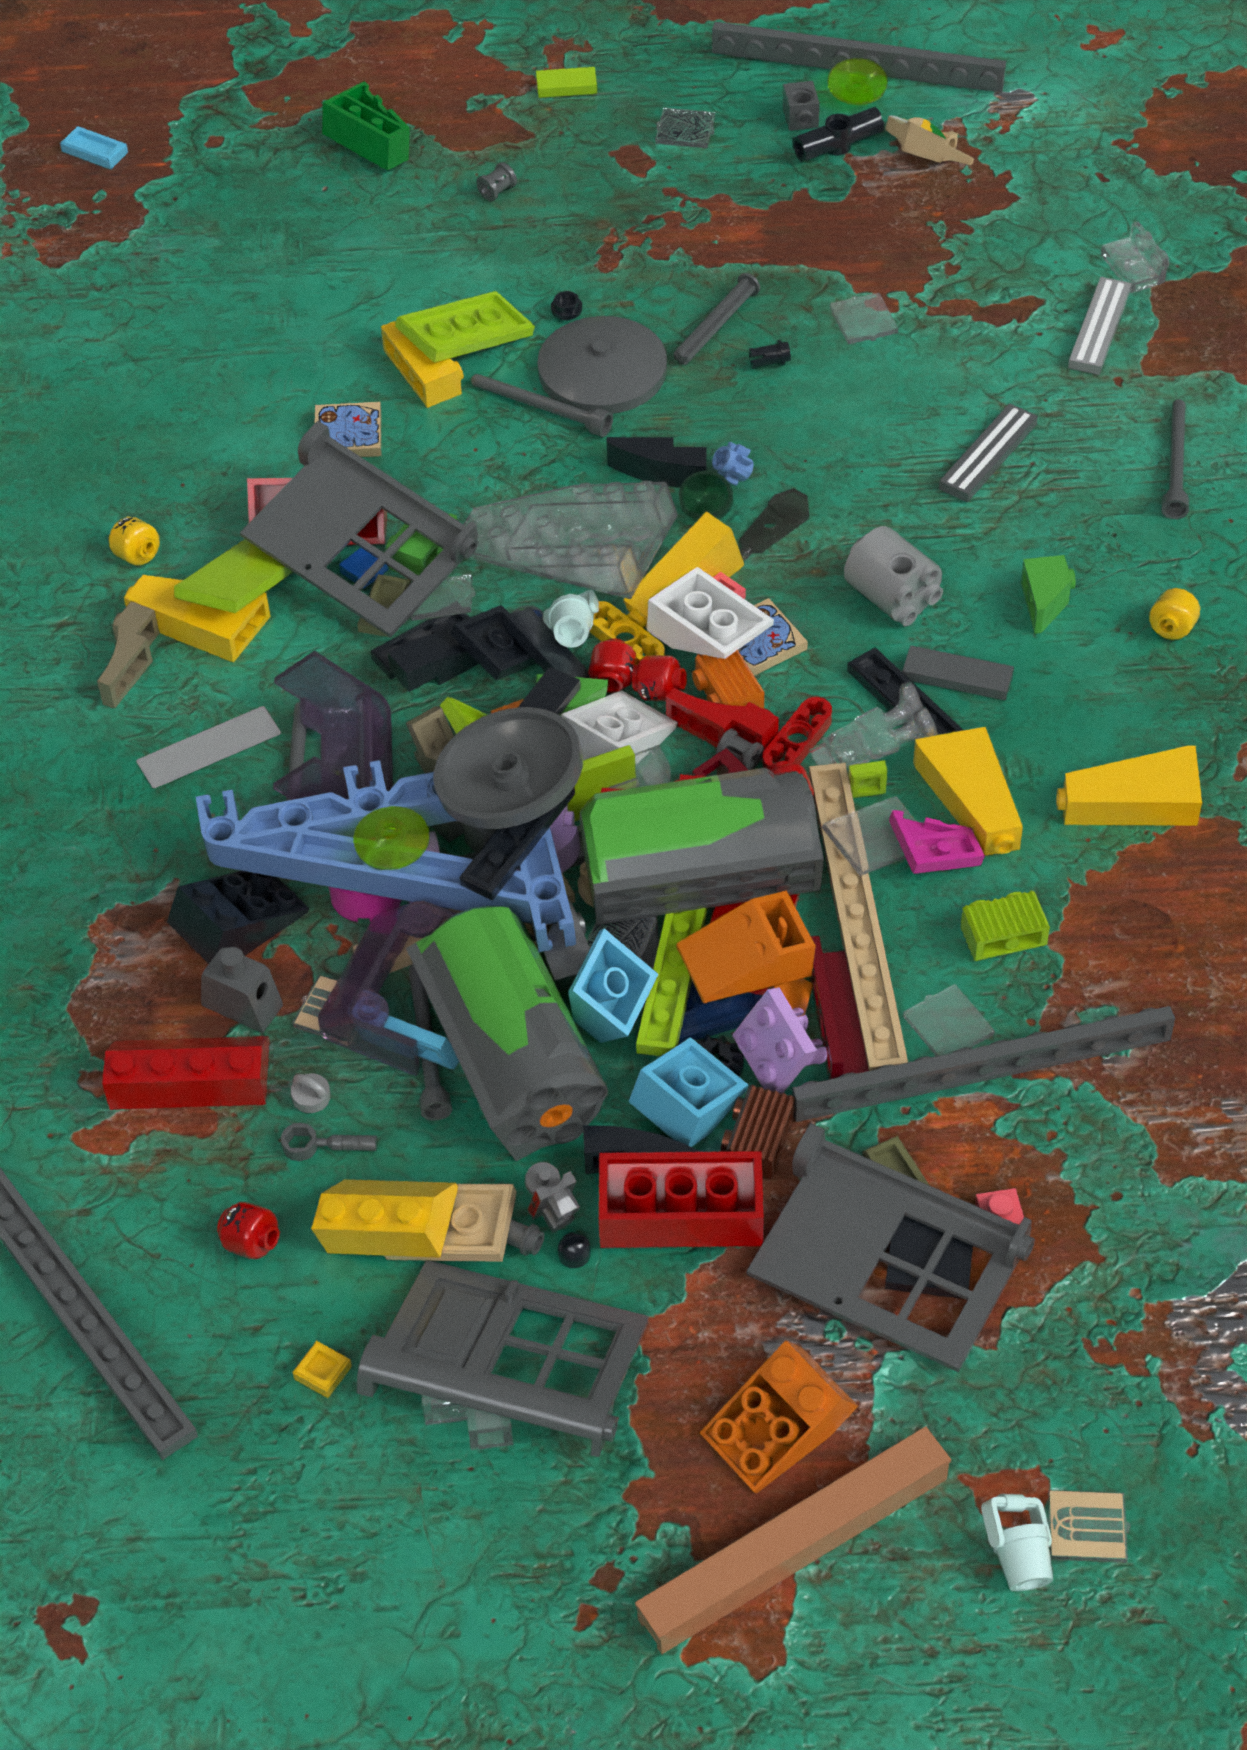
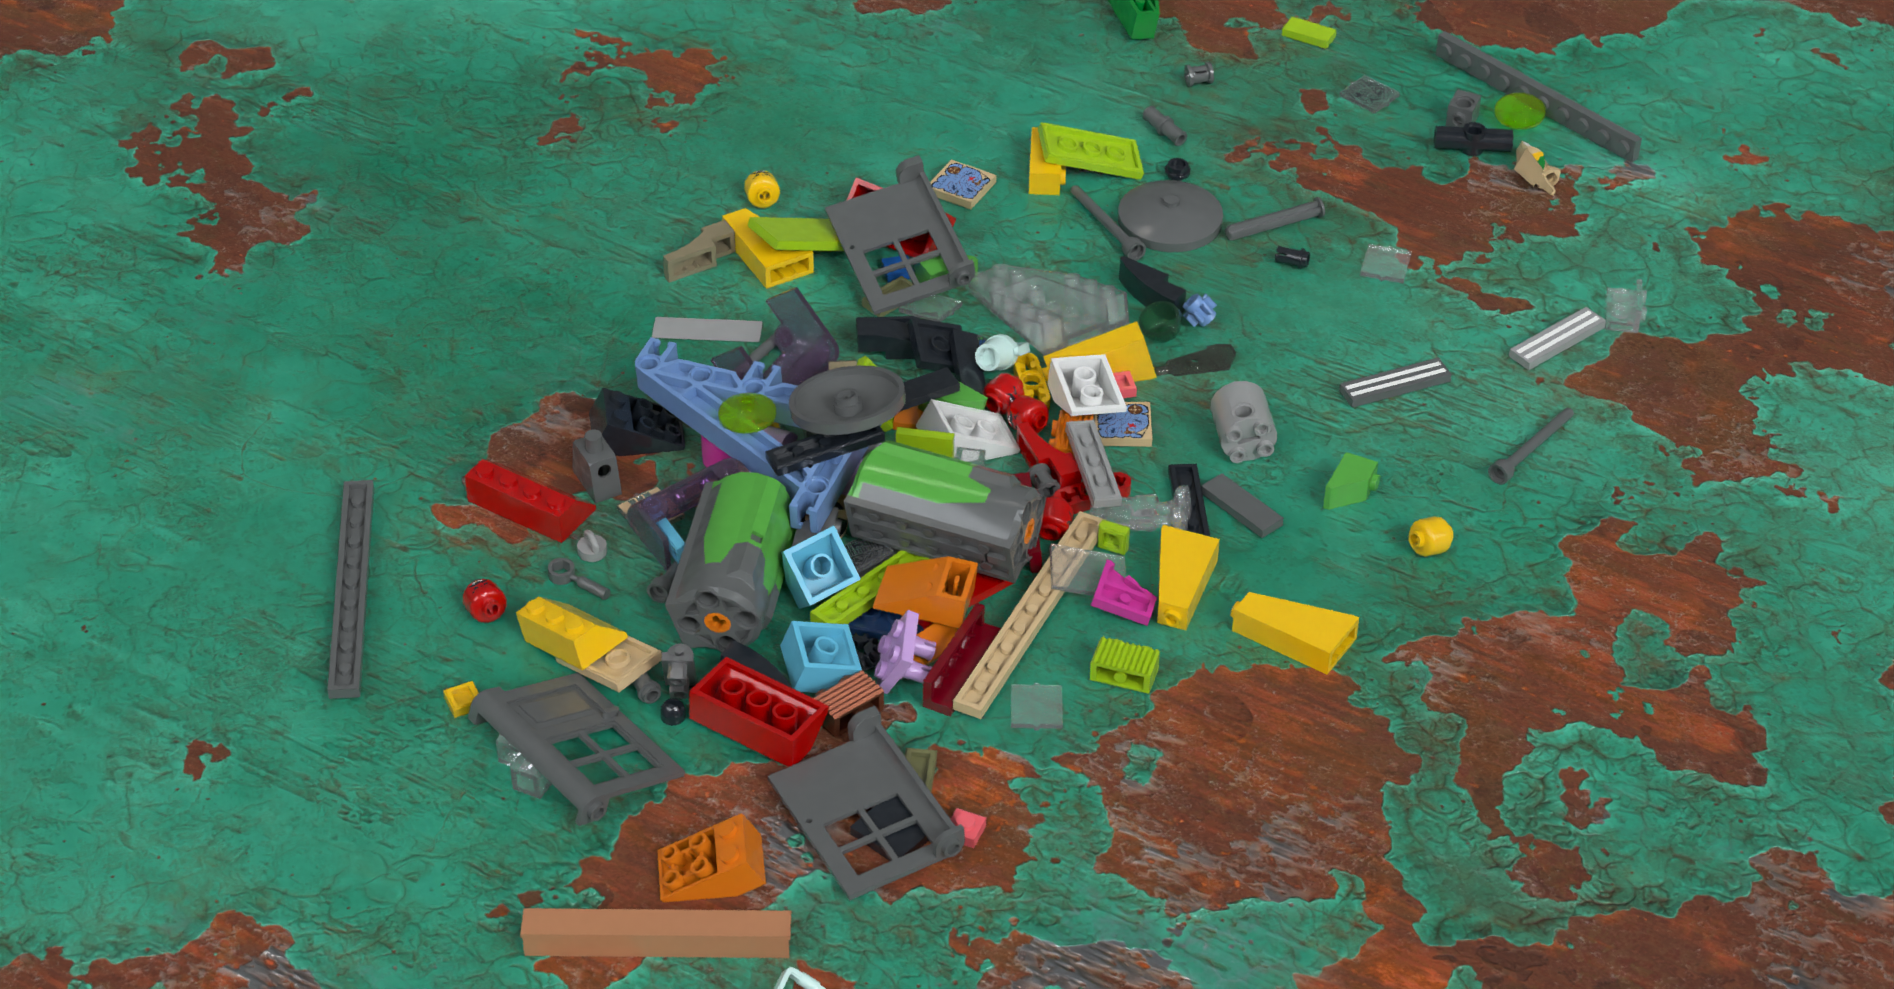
camera: 30 degrees right, 10 degrees down
(510, 259) = (1164, 125): none -> dark grey pin
(787, 704) = (1093, 464): none -> light grey tile
(982, 1063) = (1034, 737): dark grey plate -> none

